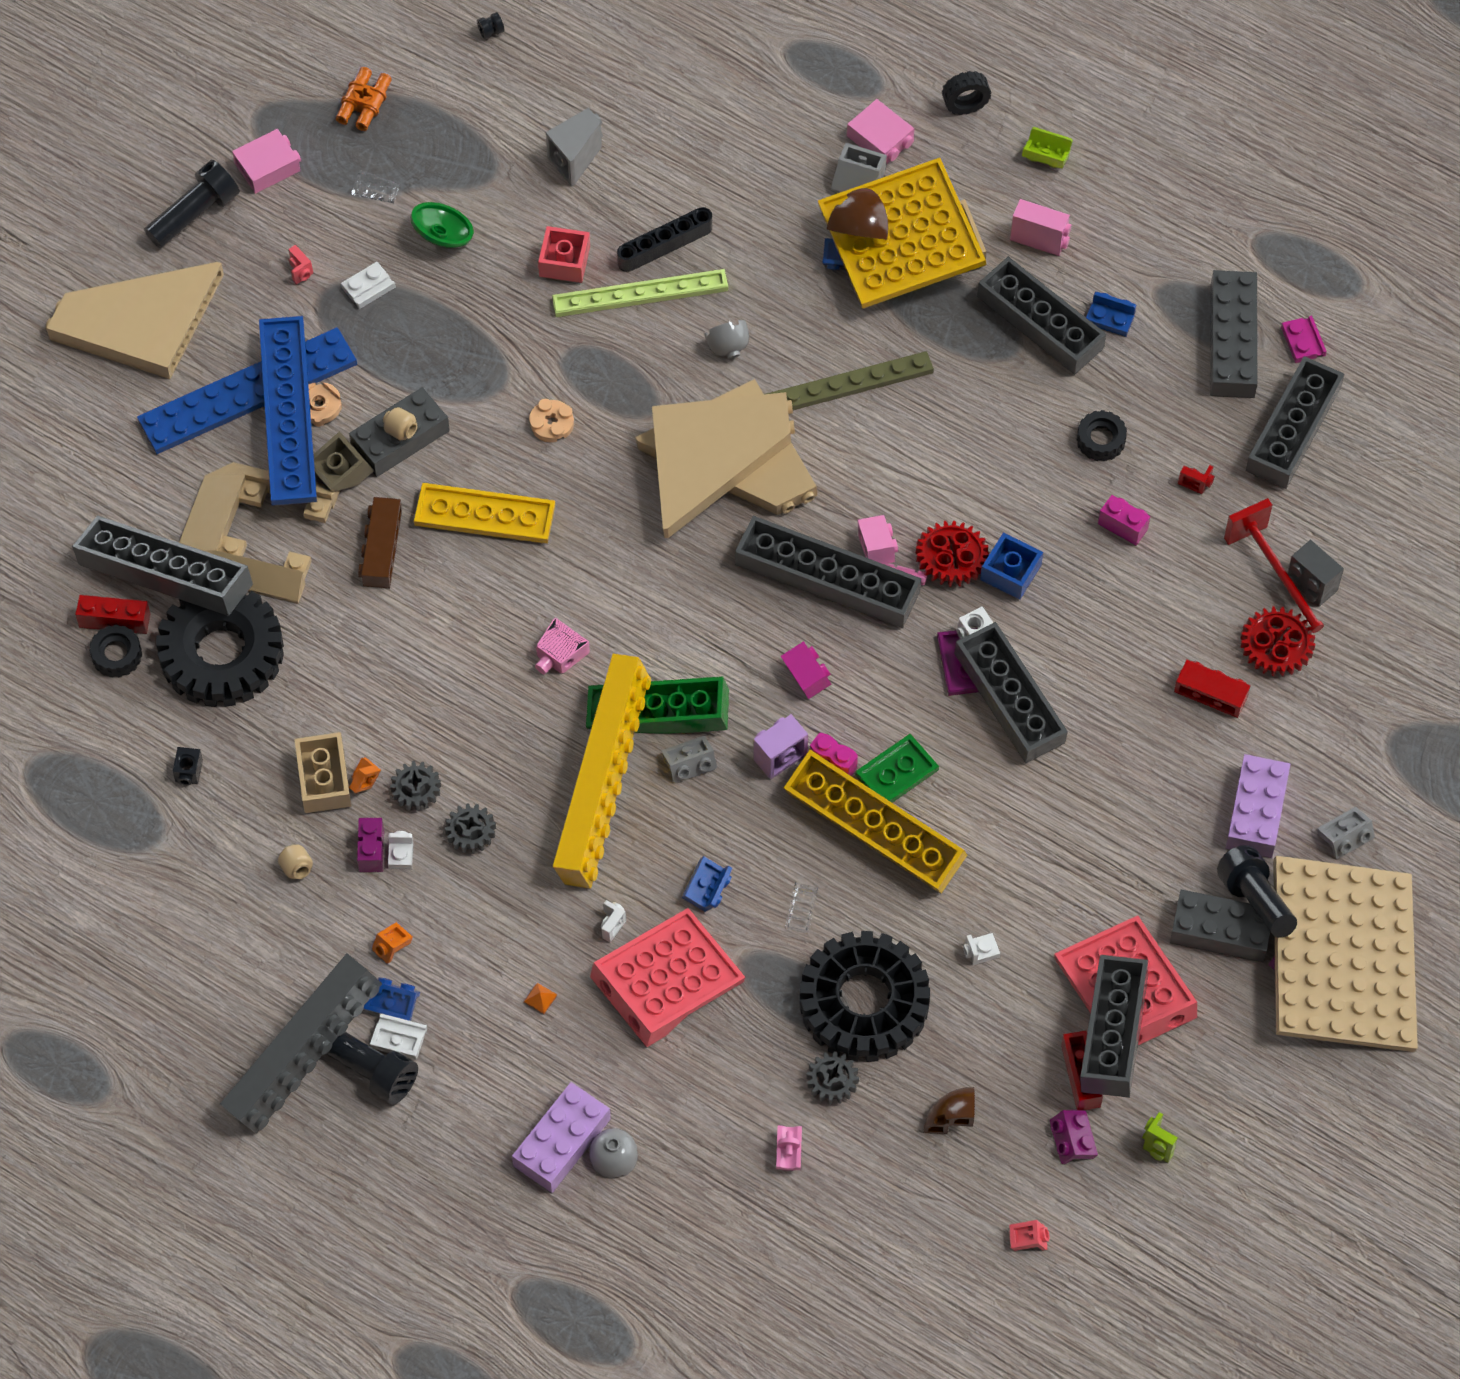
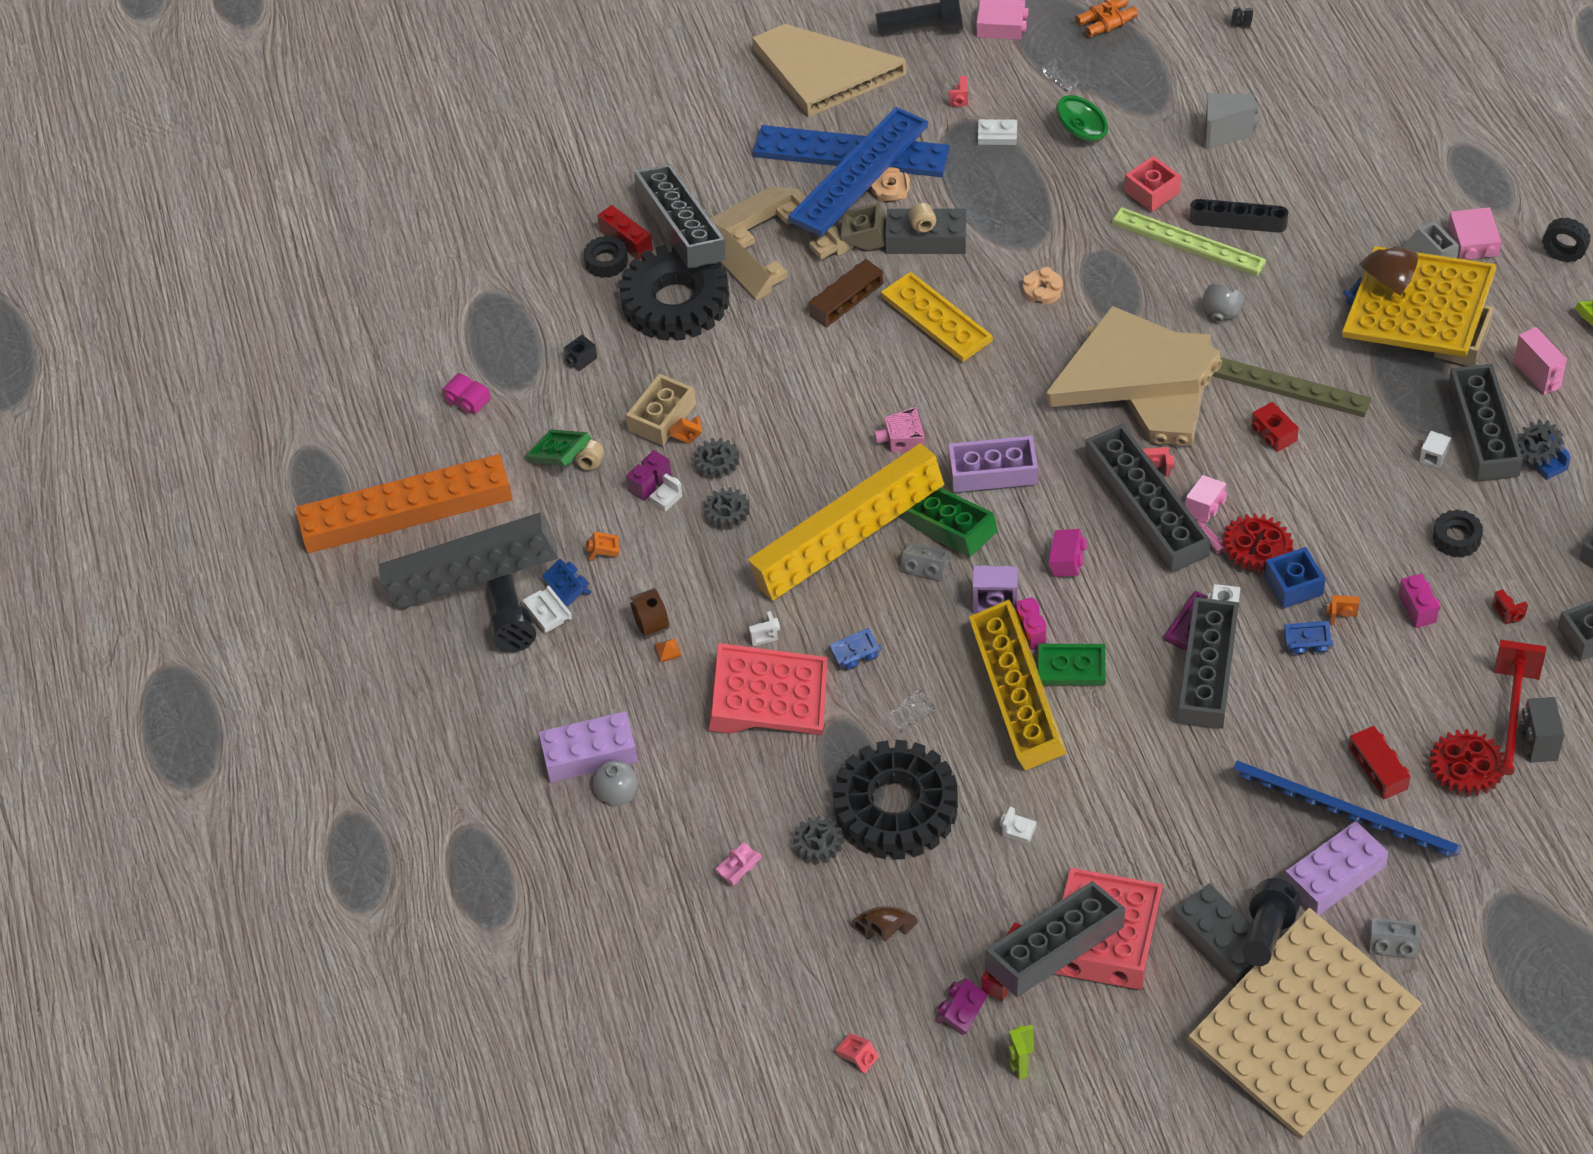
camera: 45 degrees right, 10 degrees down
(117, 880) = (466, 393): none -> dark pink brick
(165, 1029) = (403, 503): none -> orange brick
(264, 875) = (558, 447): none -> green plate
(504, 970) = (649, 612): none -> reddish brown piece
(670, 627) = (993, 464): none -> lavender brick
(807, 524) = (1161, 458): none -> coral bracket
(865, 423) = (1274, 426): none -> red brick
(1020, 367) = (1435, 449): none -> white brick
(1065, 613) = (1308, 636): none -> blue bracket
(1067, 567) = (1343, 606): none -> orange bracket
(1115, 306) = (1540, 444): none -> dark grey gear
(1217, 749) = (1354, 812): none -> blue plate

